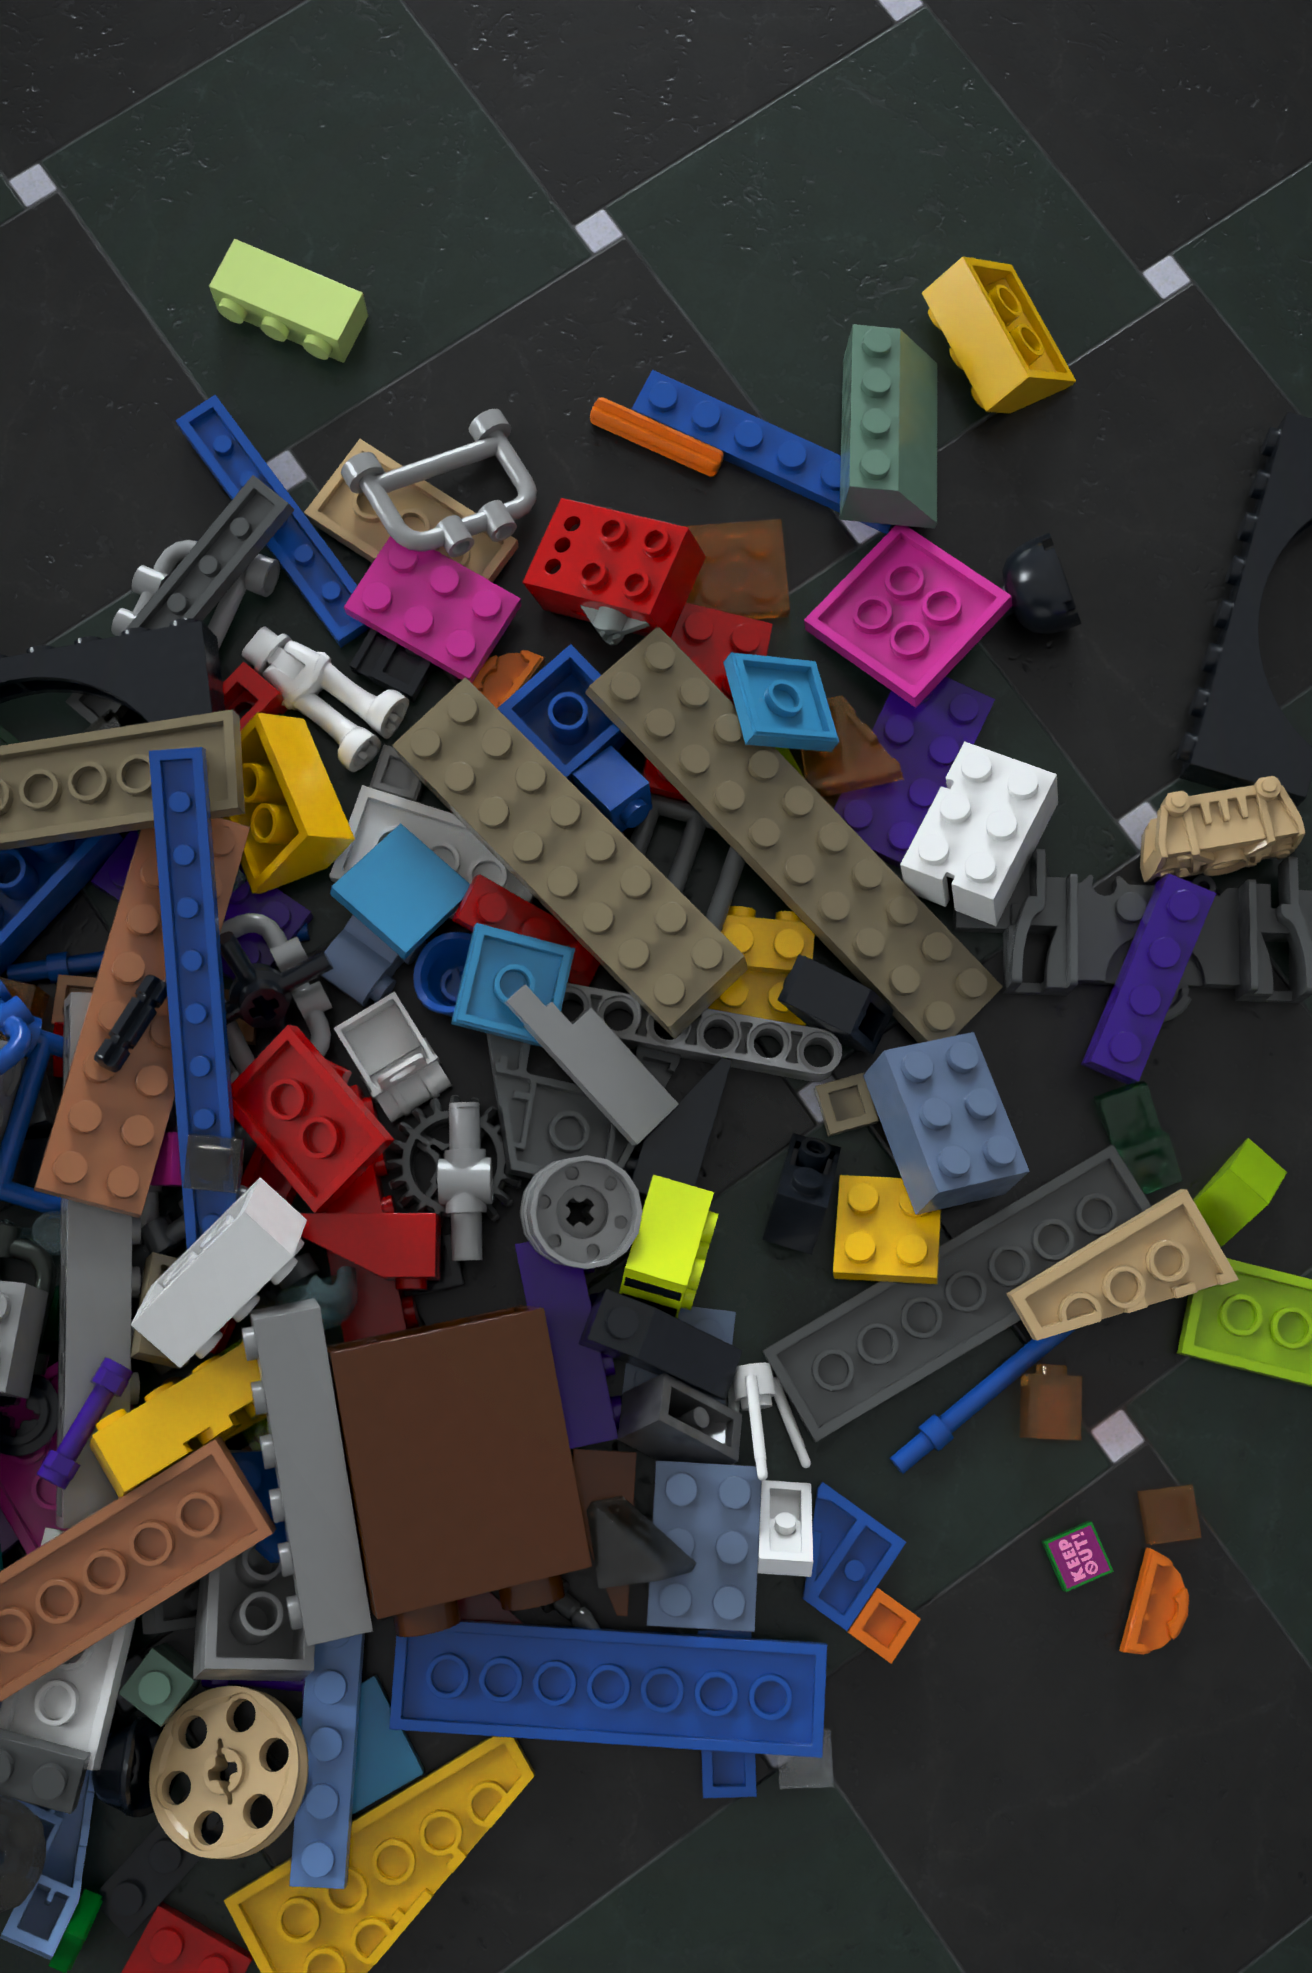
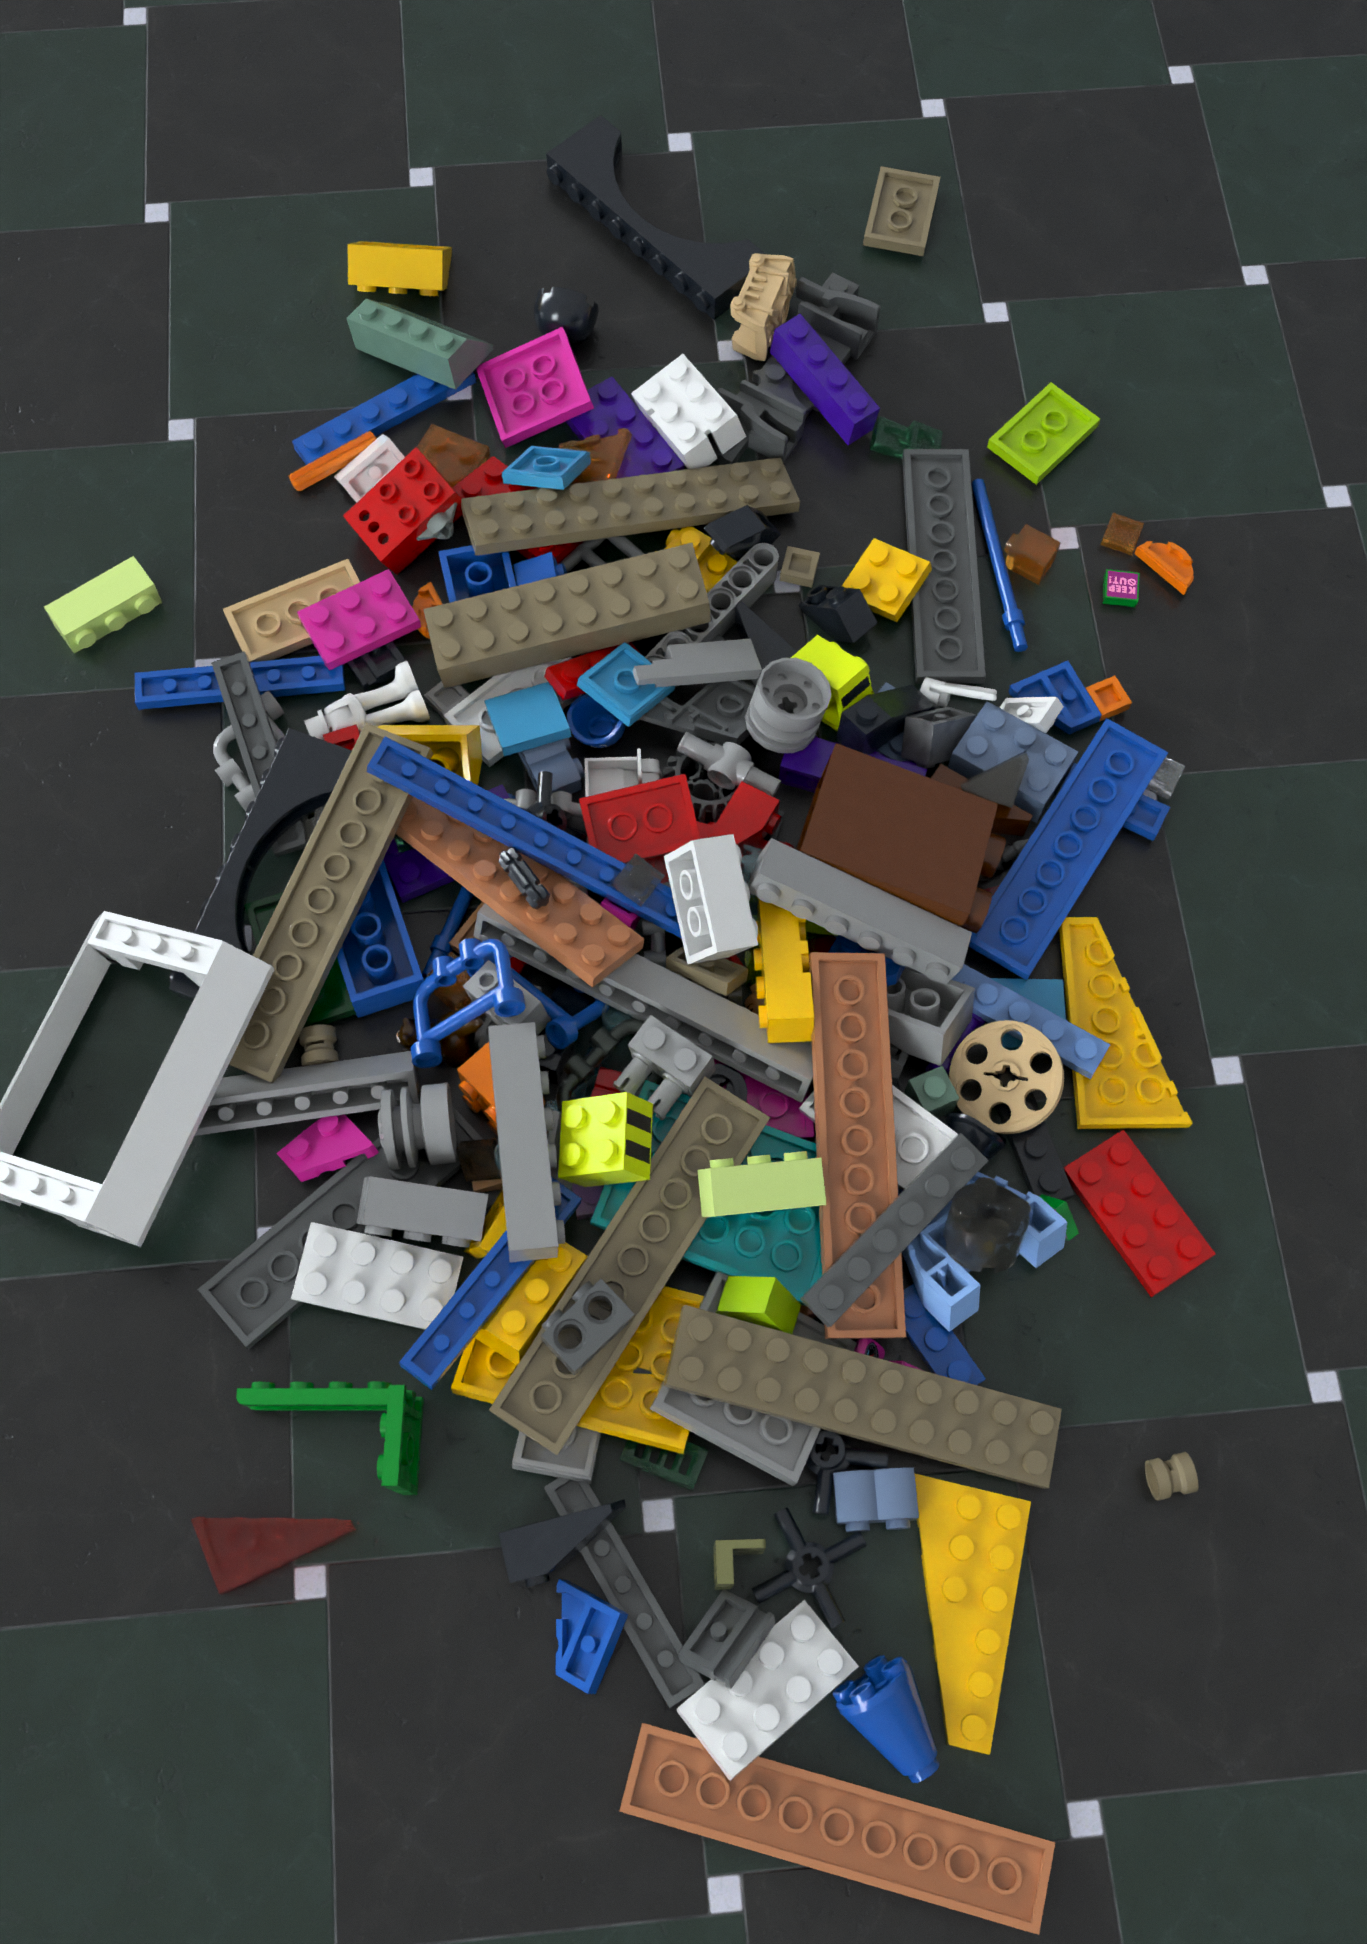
camera: 60 degrees left, 10 degrees down
(60, 1465) = (772, 1055): dark purple bar -> none
(490, 432) = (324, 579): light grey bar -> none
(662, 488) = (369, 467): none -> white panel
(945, 1123) = (844, 513): sand blue brick -> none
(1137, 1264) = (979, 474): tan wing -> none
(1239, 1191) = (966, 412): lime slope -> none

